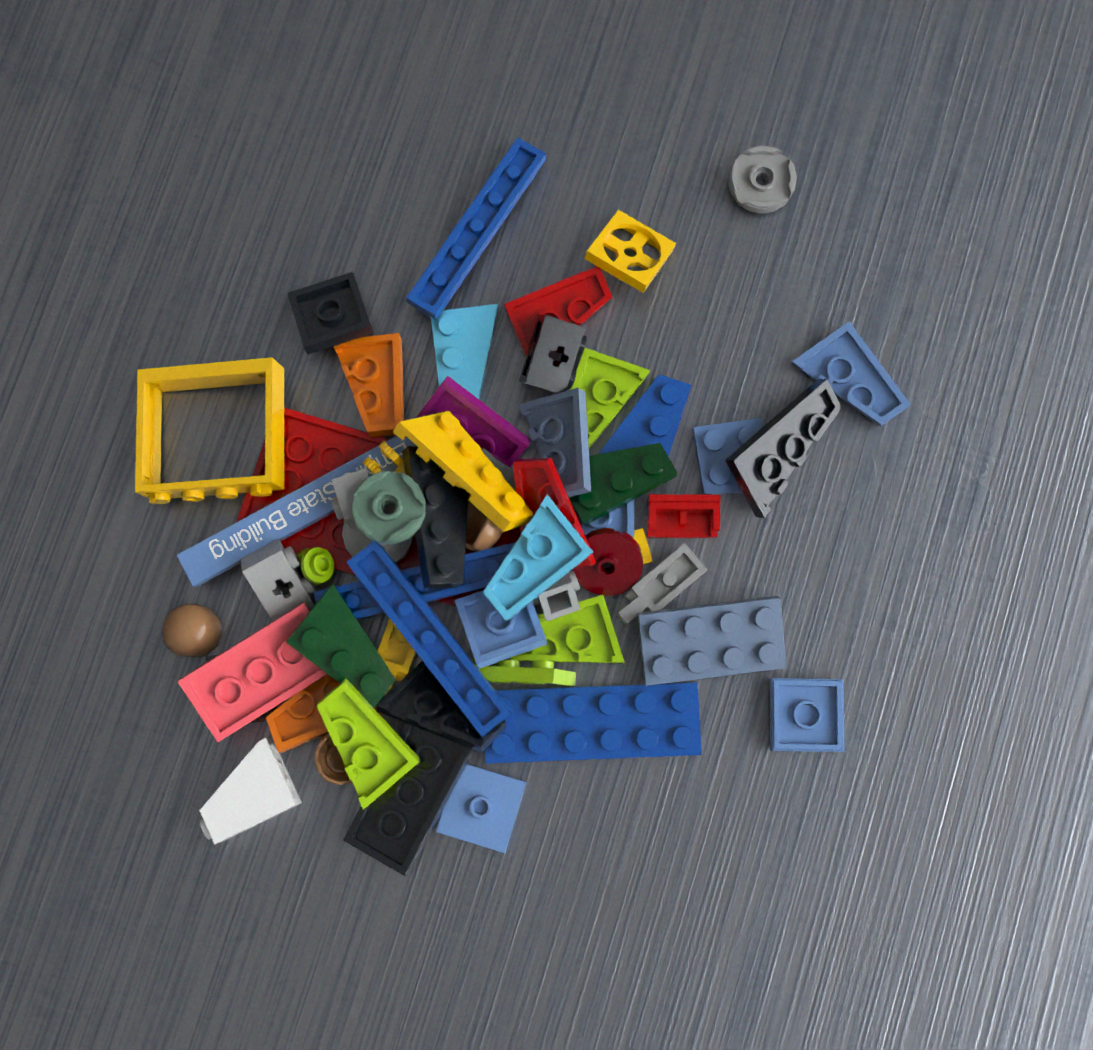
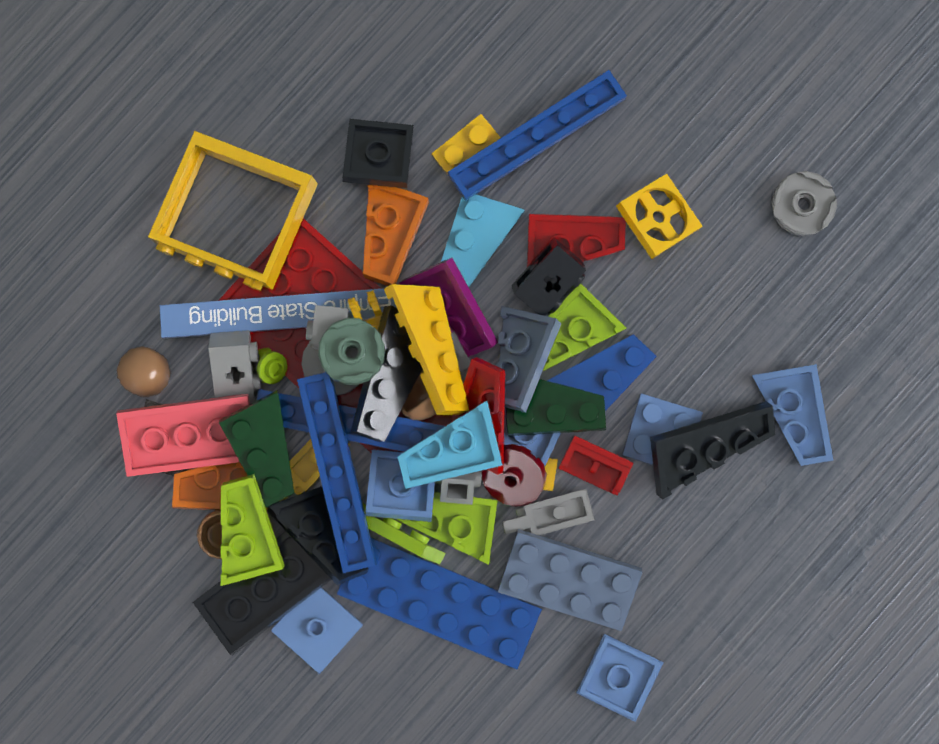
camera: 20 degrees right, 5 degrees up
(250, 794) = (134, 531): white slope -> none
(410, 268) = (465, 143): none -> yellow plate

